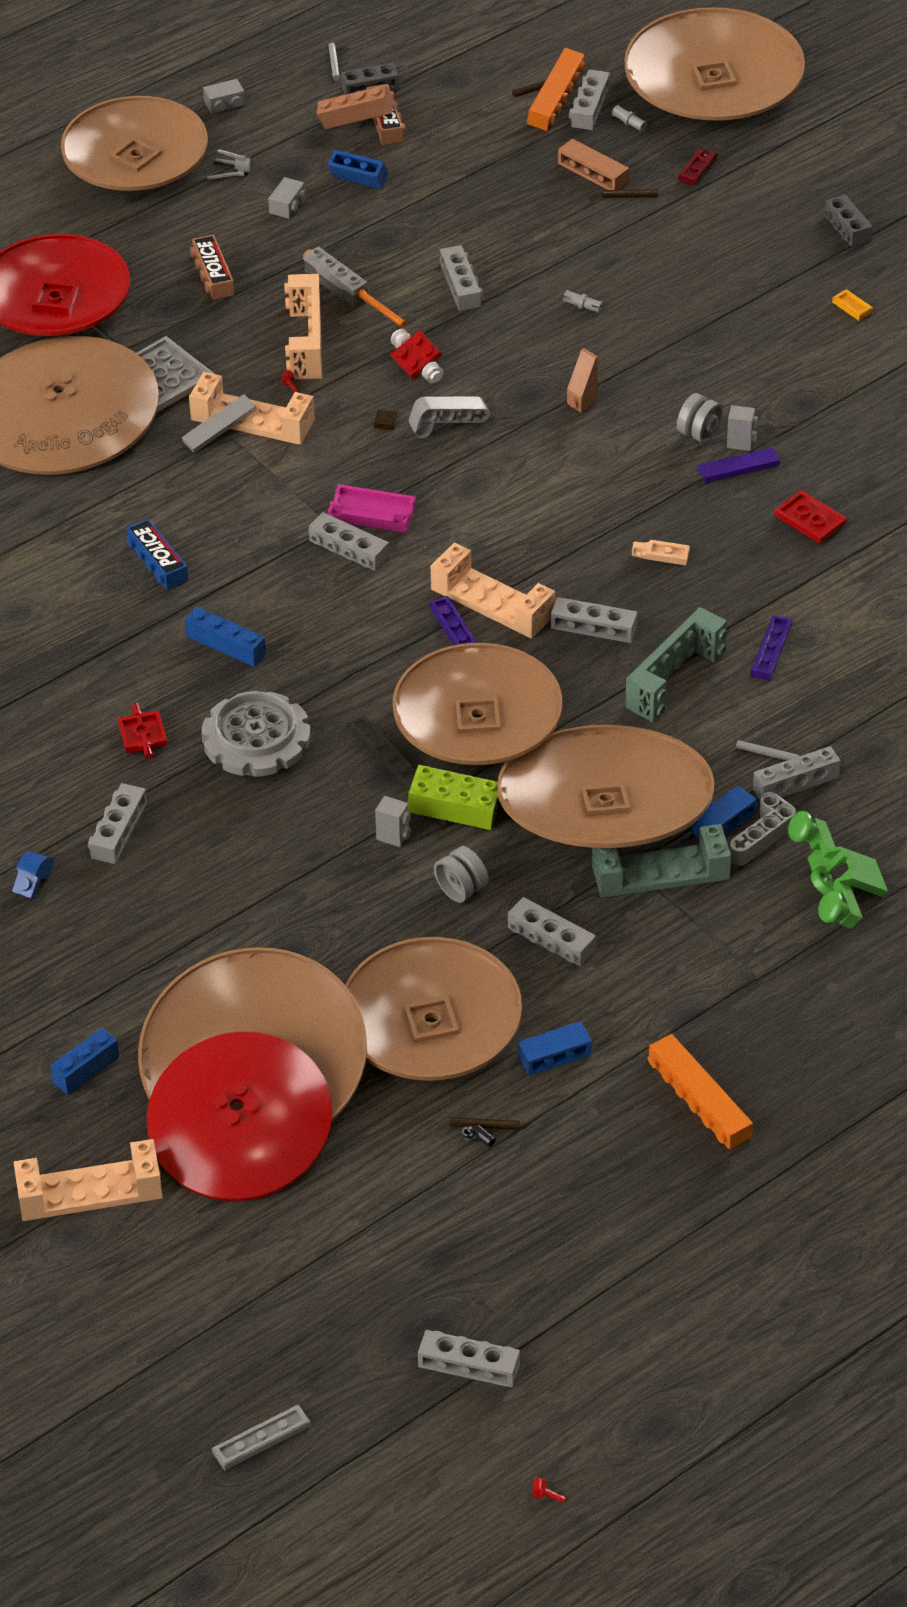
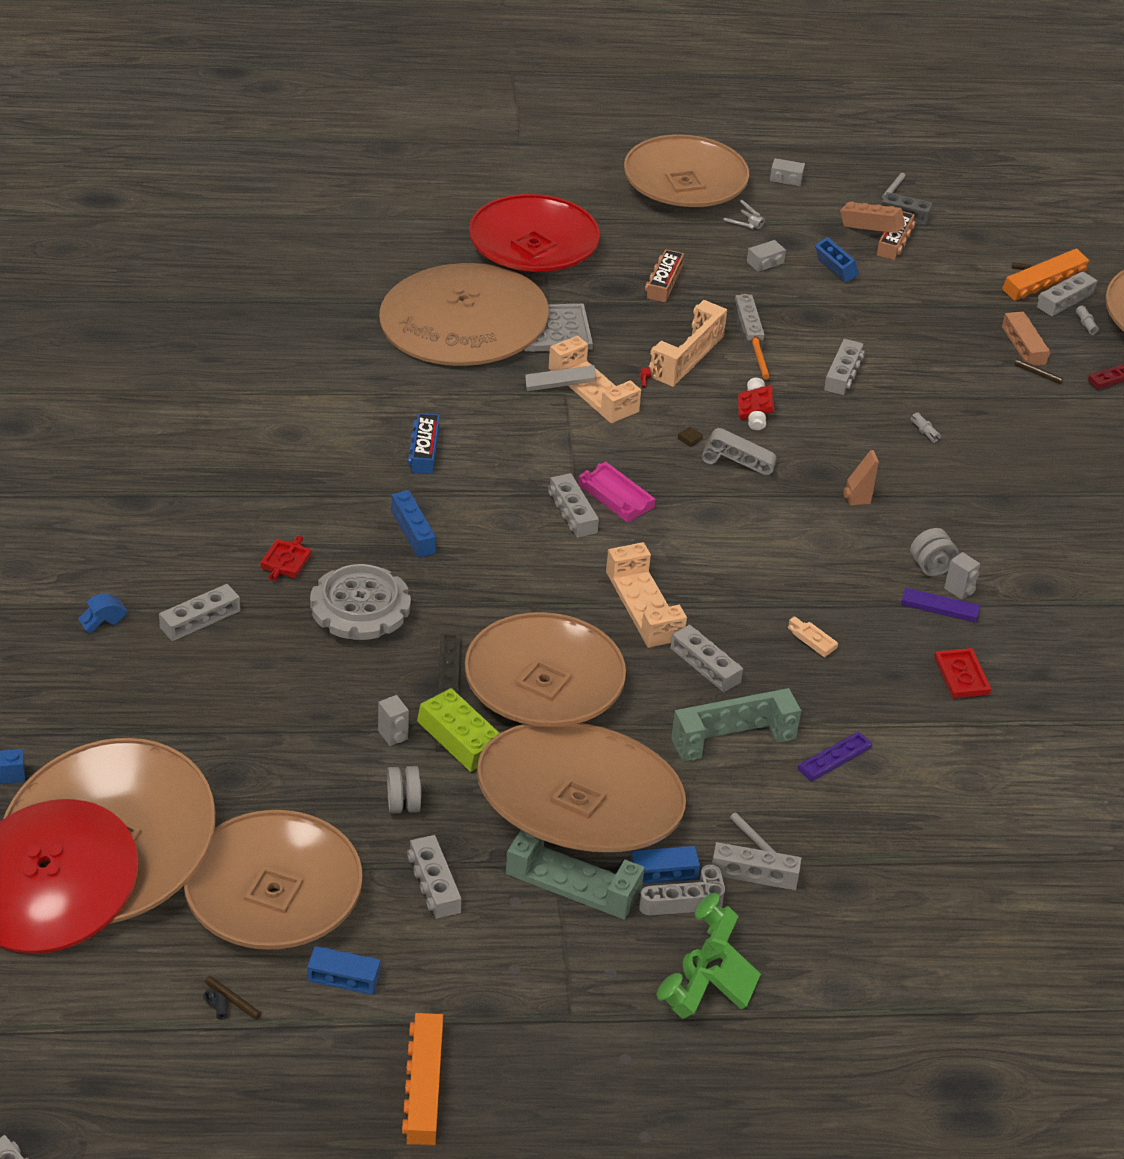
camera: 30 degrees right, 5 degrees down
(451, 621) = (596, 602): dark purple tile -> none

